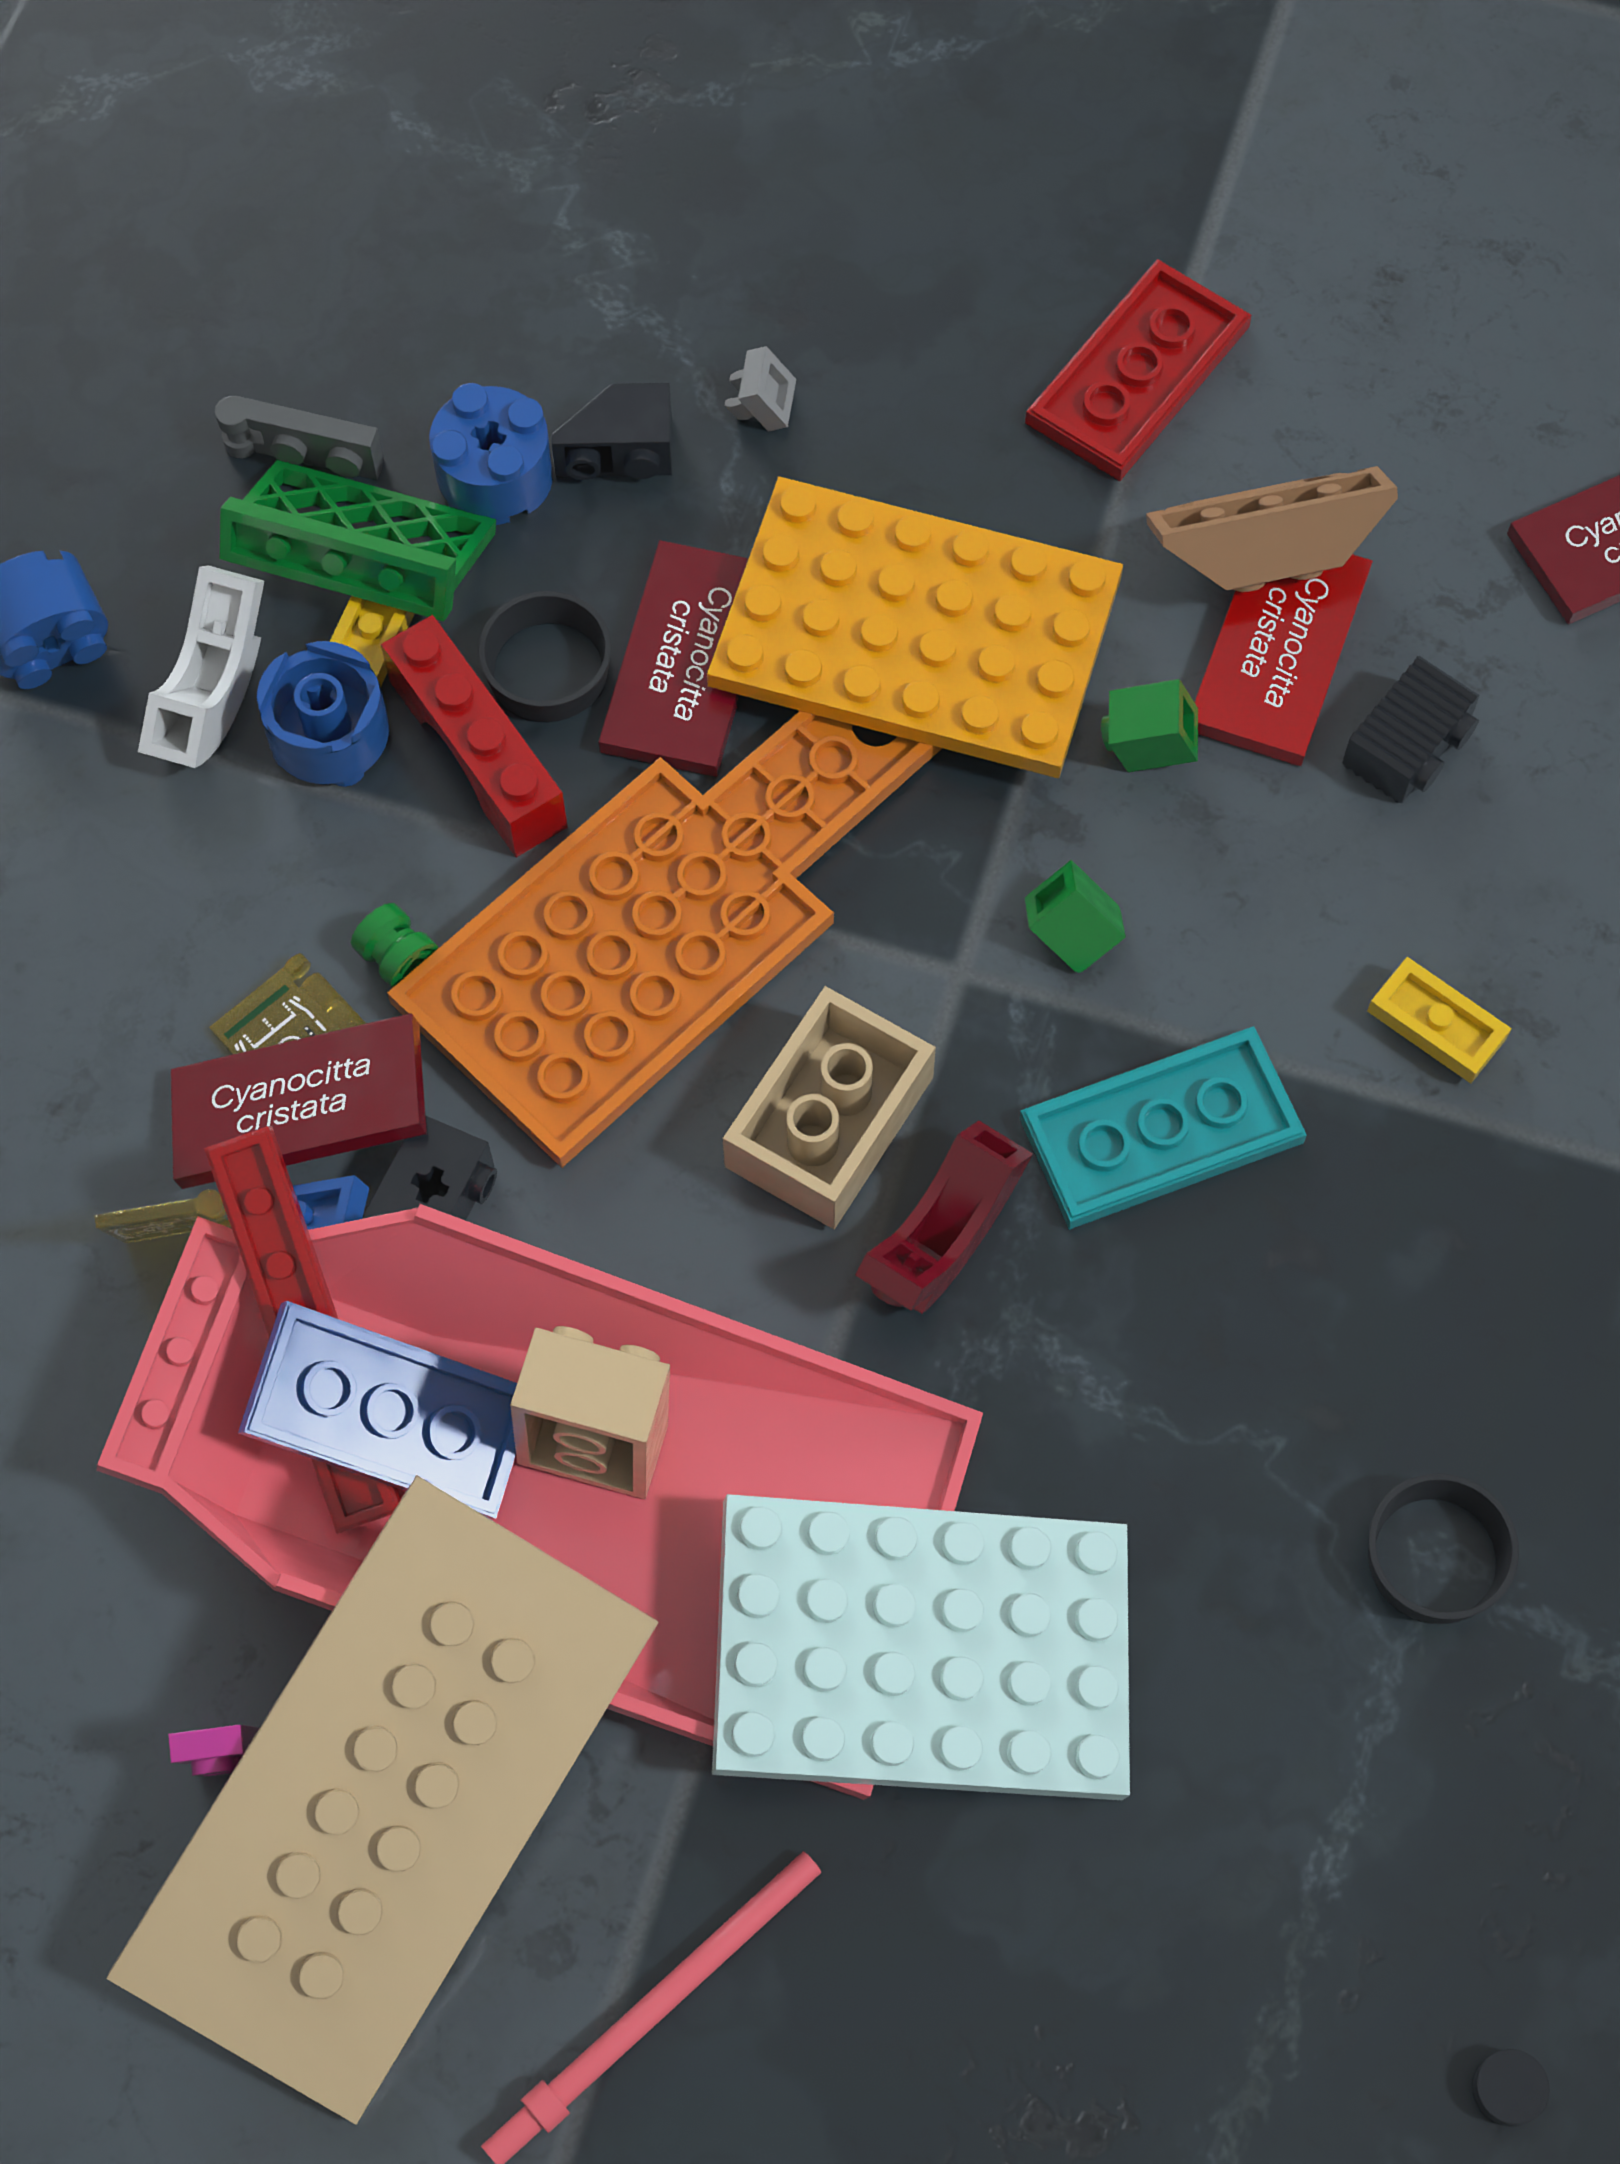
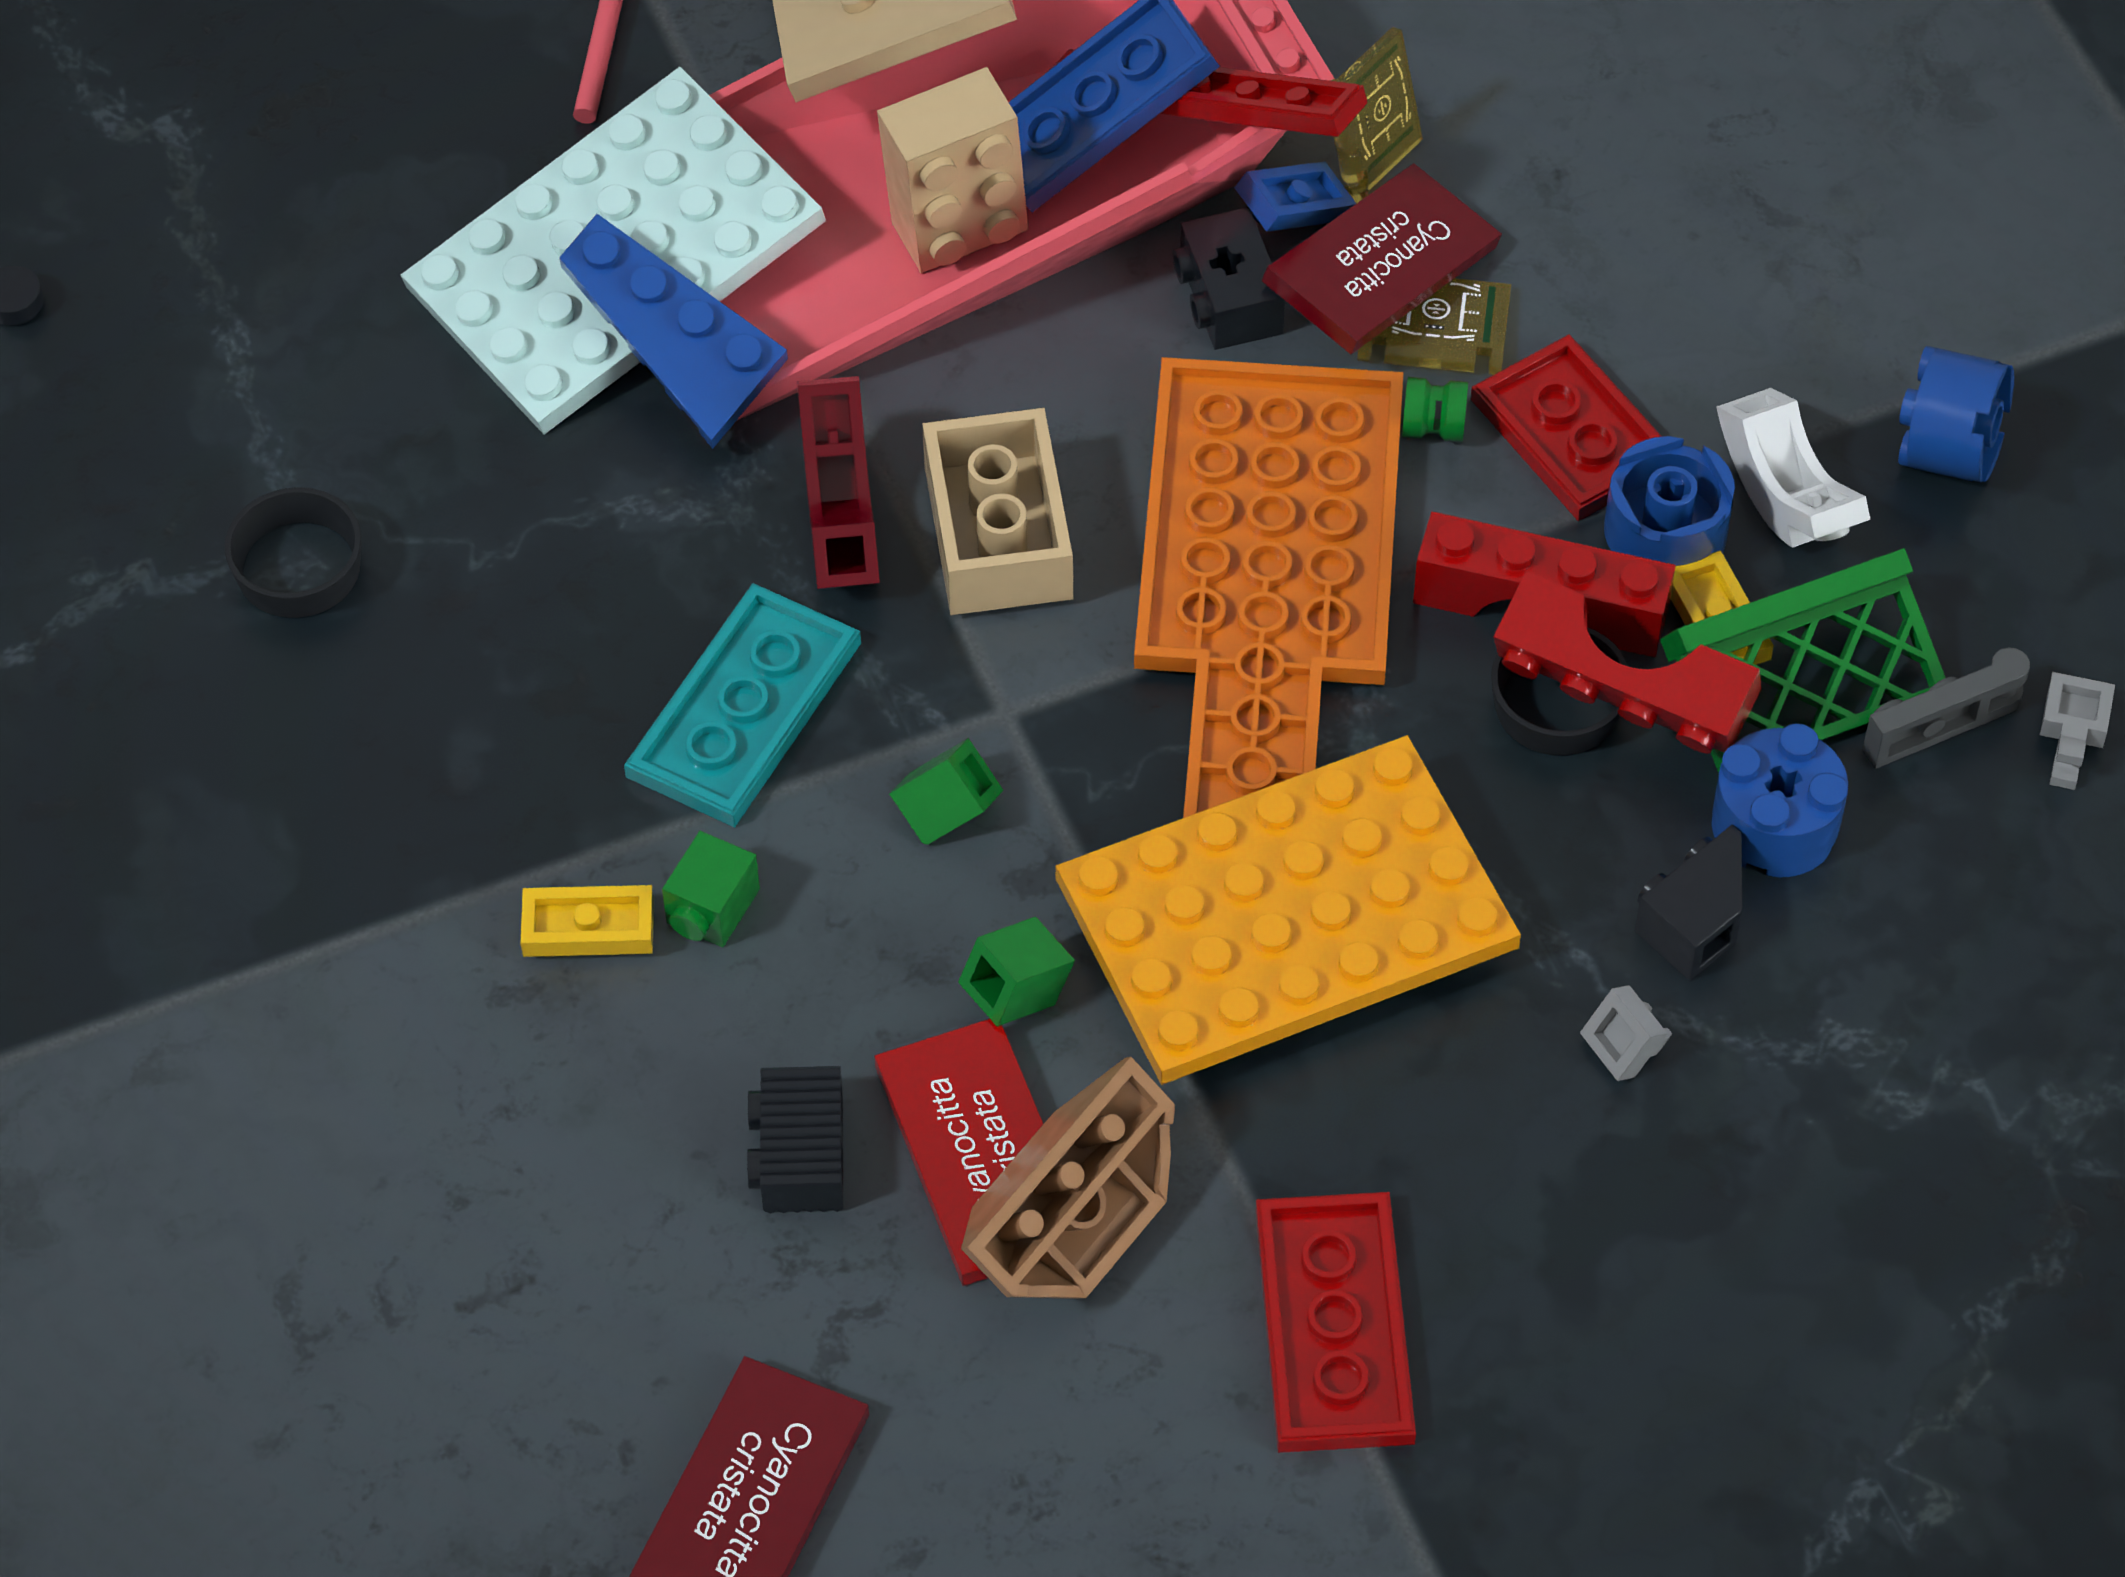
camera: 140 degrees right, 10 degrees down
(224, 371) = (2078, 716): none -> light grey plate
(299, 868) = (1564, 421): none -> red tile
(485, 529) = (1697, 697): none -> red arch
(662, 685) = (1471, 767): dark red tile -> none
(953, 1483) = (686, 337): none -> blue wing
(1326, 968) = (710, 889): none -> green brick

